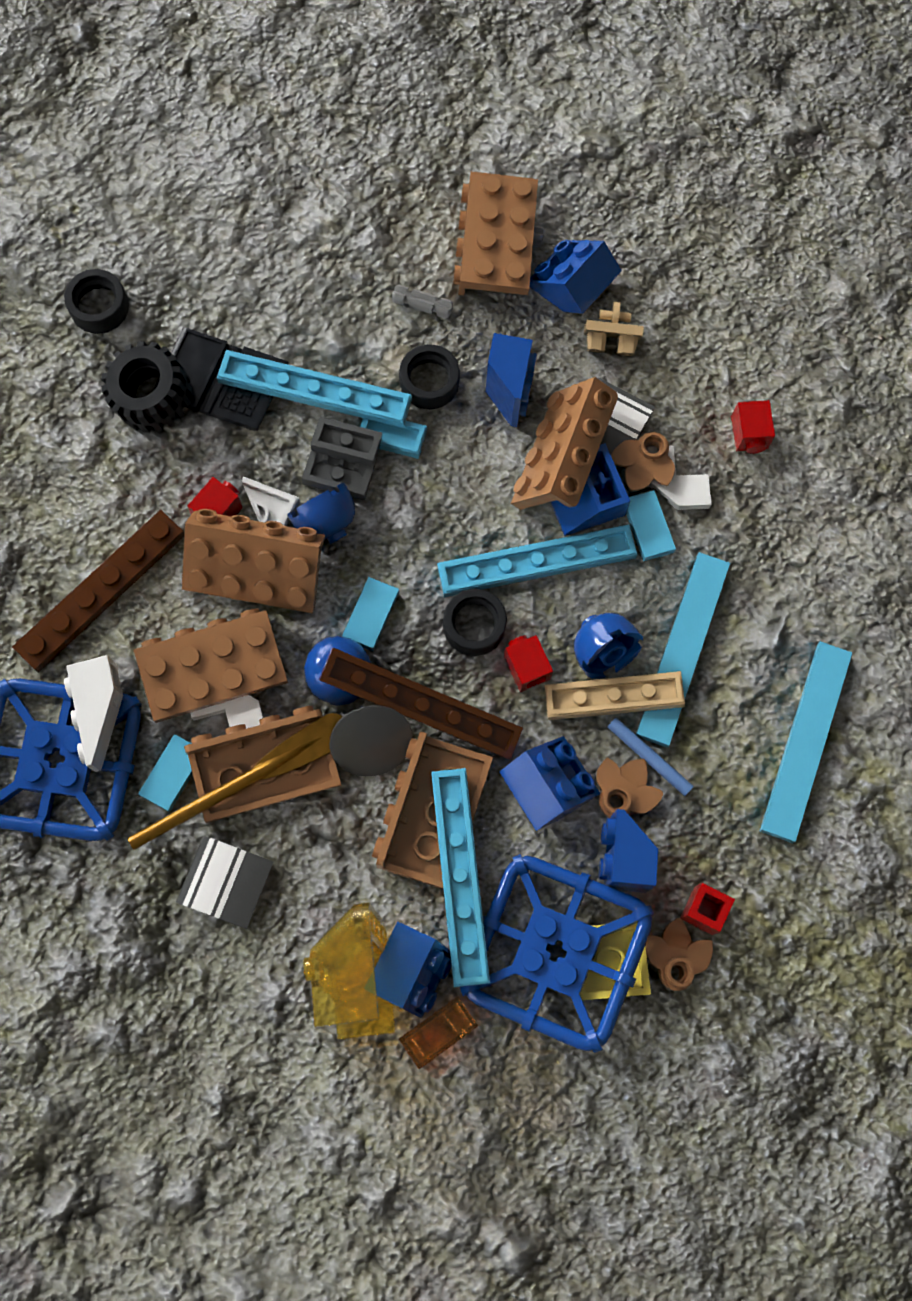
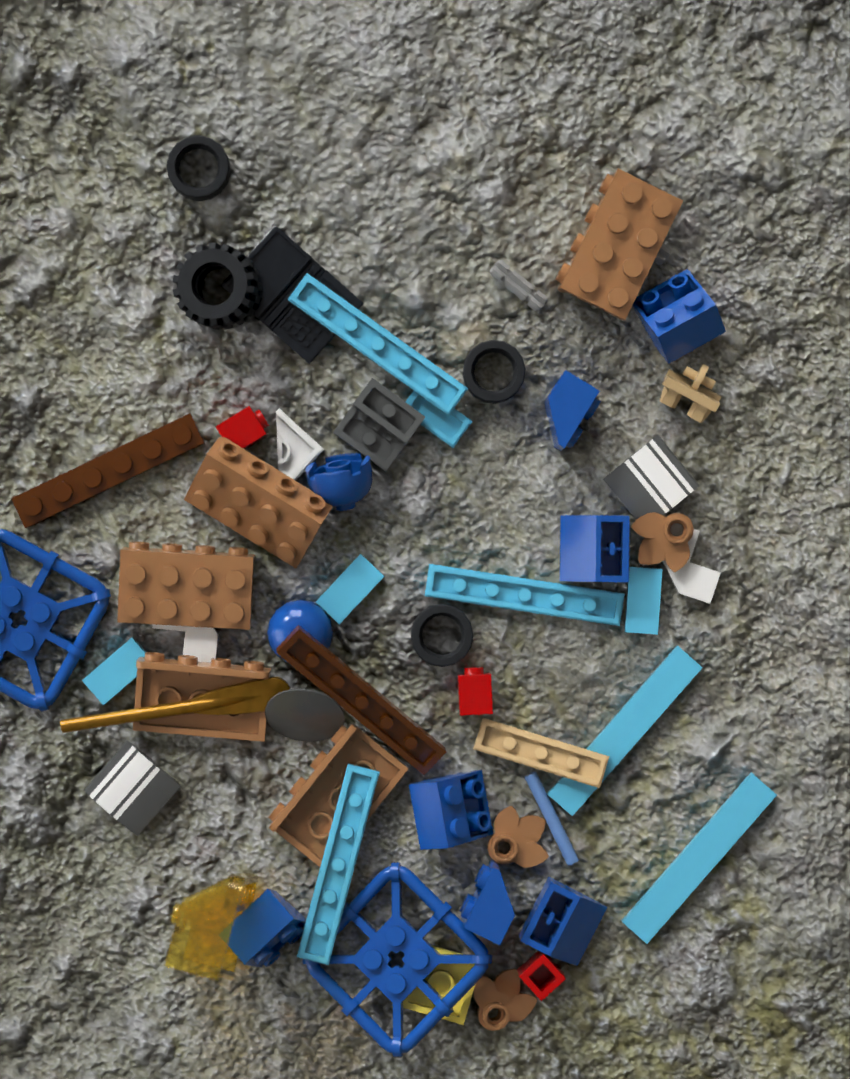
camera: 25 degrees right, 15 degrees up
(96, 701) = (72, 585): white slope -> none
(438, 1032) = (270, 985): clear orange tile -> none
(566, 445) = (592, 500): medium nougat bracket -> none
(606, 642) = (552, 702): blue cylinder -> none
(704, 849) = (562, 922): none -> blue slope
(753, 426) = (783, 542): red brick -> none

